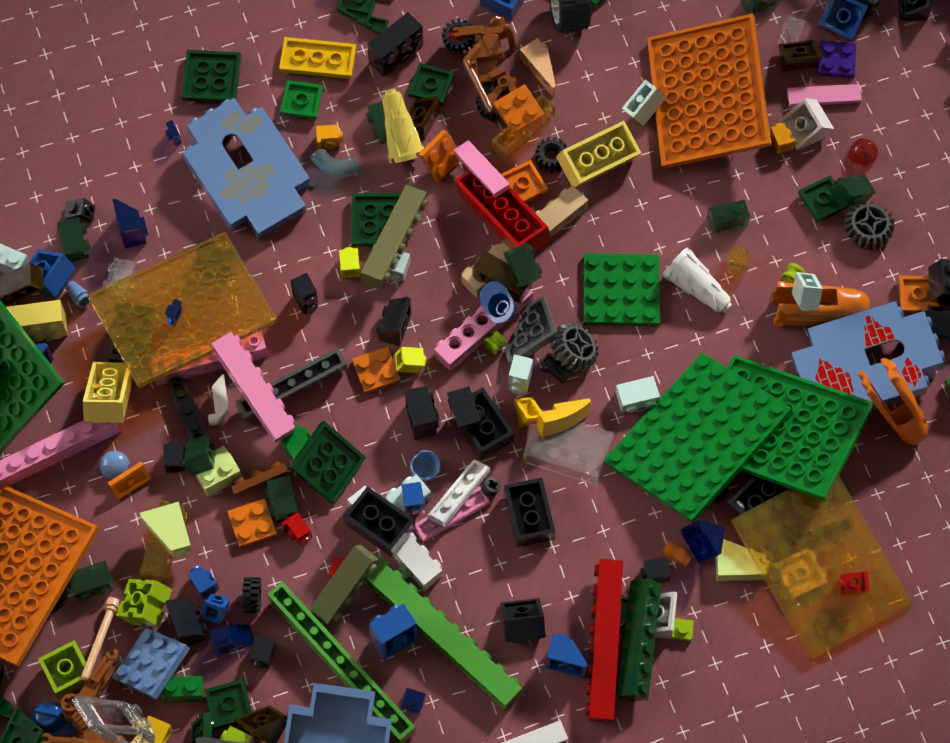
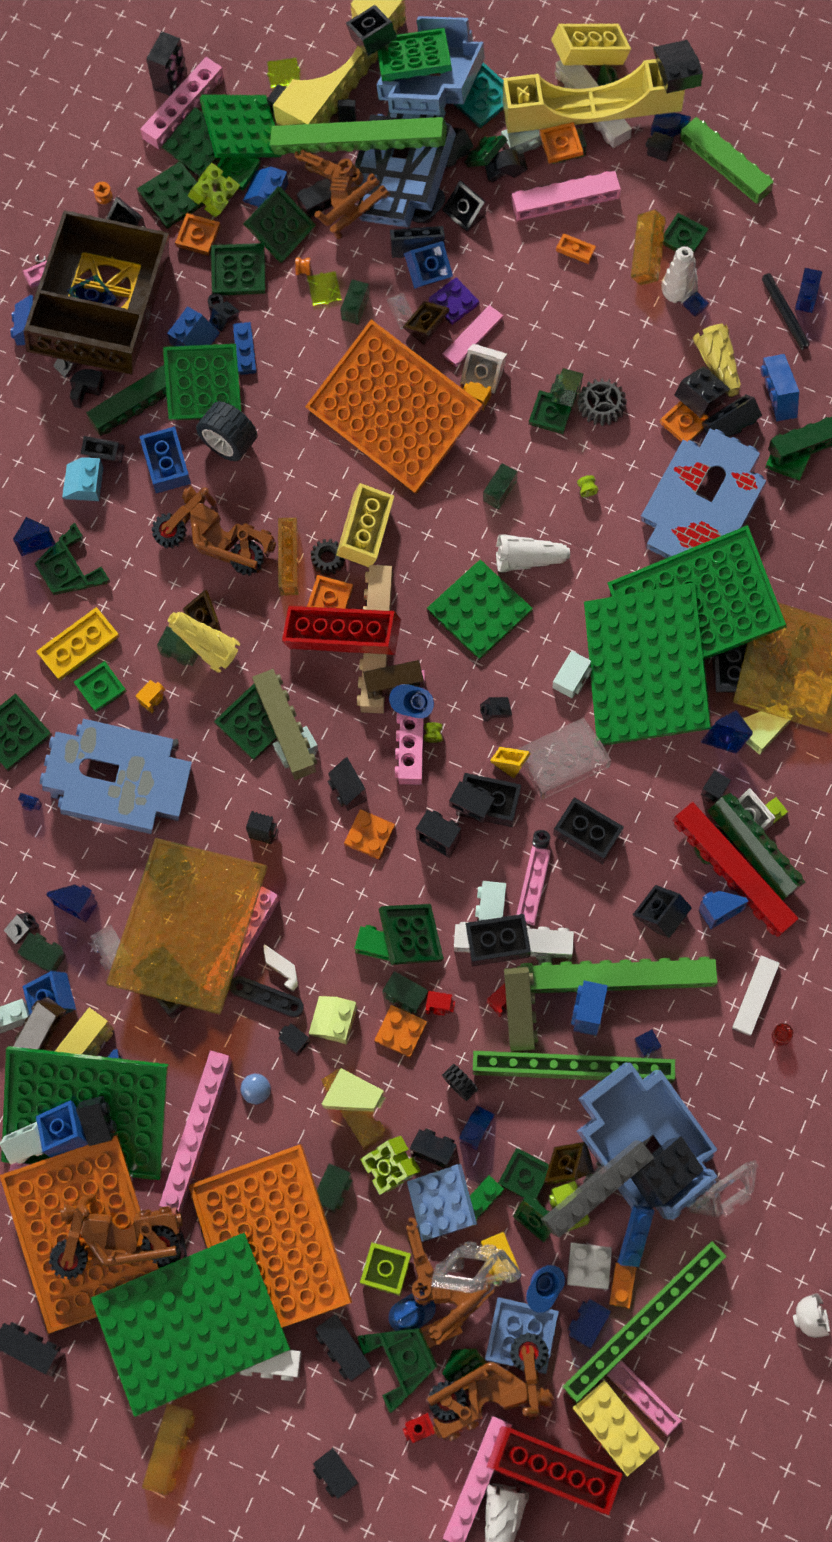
camera: 40 degrees left, 5 degrees up
(78, 294) = (90, 990): medium blue cone -> none
(107, 393) = (199, 1040): light yellow brick -> none
(111, 607) = (367, 1192): light nougat piece -> none
(129, 480) = (279, 1088): orange plate -> none
(174, 312) = (187, 933): clear blue plate -> none
(199, 455) = (314, 1019): clear green brick -> none
(202, 581) = (411, 1108): blue brick -> none
(216, 603) = (441, 1112): blue brick -> none
(253, 387) = (304, 932): bright pink brick -> none
(257, 477) = (370, 994): dark orange tile -> none
(262, 652) = (509, 1115): black brick -> none
(300, 380) = (323, 904): dark grey brick -> none
(334, 167) = (180, 714): clear light blue cylinder -> none
(349, 262) = (267, 774): neon yellow brick -> none
(395, 44) = (128, 579): black brick -> none
(409, 360) = (388, 803): neon yellow brick -> none
(413, 497) = (501, 899): blue brick -> none
(425, 465) = (480, 868): medium blue hair -> none
(431, 82) = (183, 585): dark green plate -> none
(439, 155) = (251, 632): orange plate -> none
(459, 493) = (524, 865): white tile -> none
(482, 168) = (295, 613): bright pink tile -> none
(519, 109) = (275, 544): orange plate -> none
(520, 374) = (479, 738): light aqua brick -> none
(522, 264) = (406, 656): clear green brick -> none
(533, 332) = (453, 699): dark grey plate -> none
(537, 59) = (245, 496): light nougat slope -> none
(562, 416) = (539, 741): yellow slope -> none
(571, 344) = (495, 682): dark grey gear -> none
(644, 102) = (356, 456): light aqua brick -> none
(676, 552) = (714, 761): orange cone -> none
(738, 260) = (540, 511): clear yellow head -> none
(807, 291) = (620, 488): light aqua brick -> none
(841, 300) = (644, 476): orange piece -> none
(863, 151) = (542, 352): clear red hair -> none
(905, 420) = (772, 515): orange piece -> none

